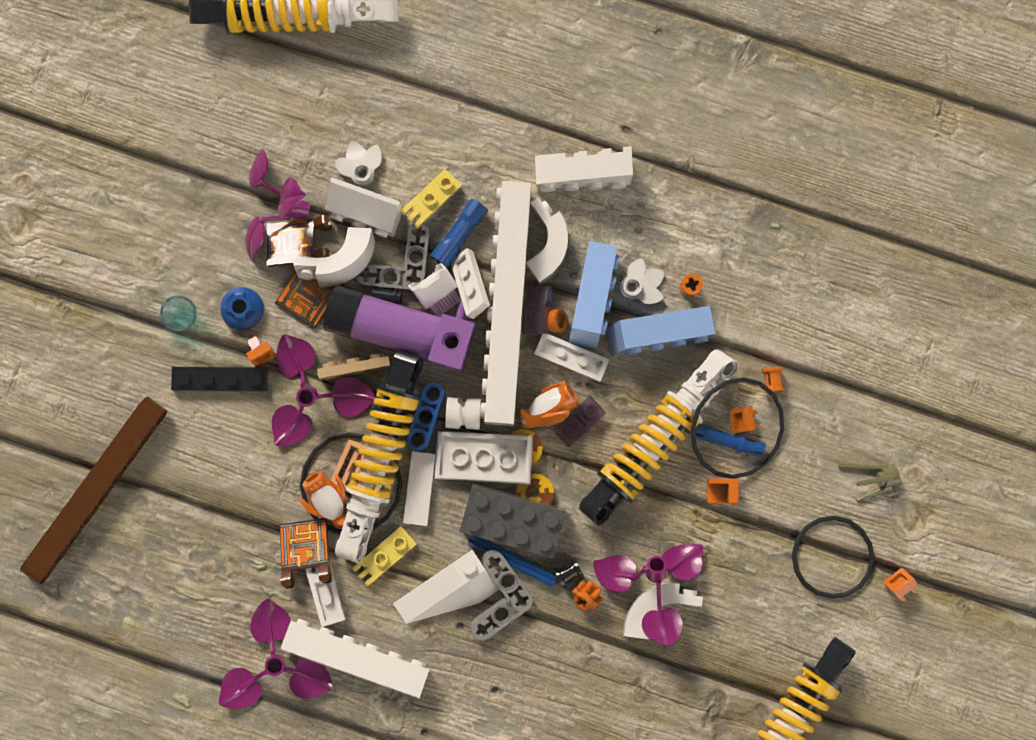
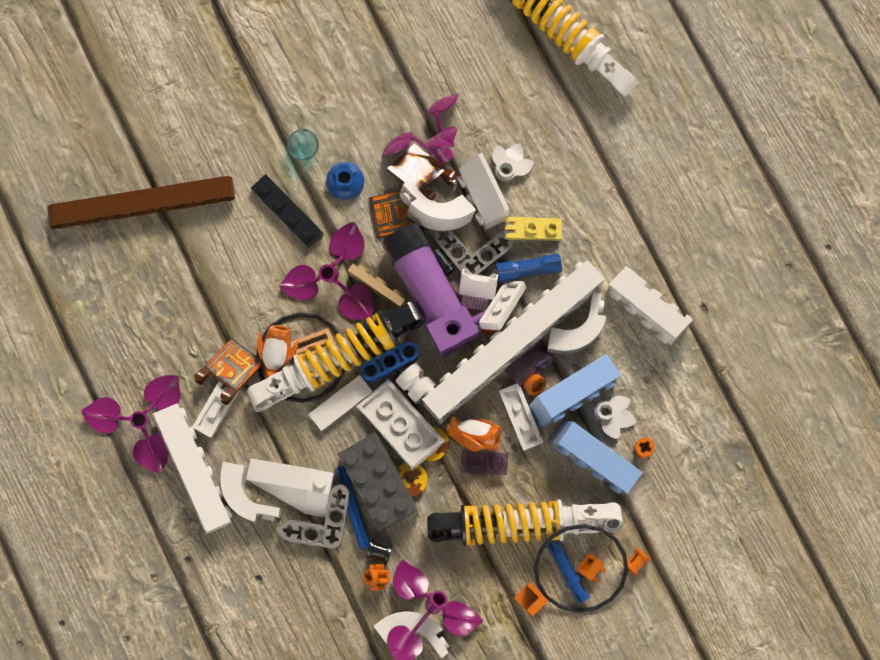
camera: 45 degrees right, 5 degrees down
(260, 352) = (328, 219): orange tile -> none
(385, 555) = (277, 423): light yellow hinge -> none
(408, 644) = (232, 487): none -> white arch

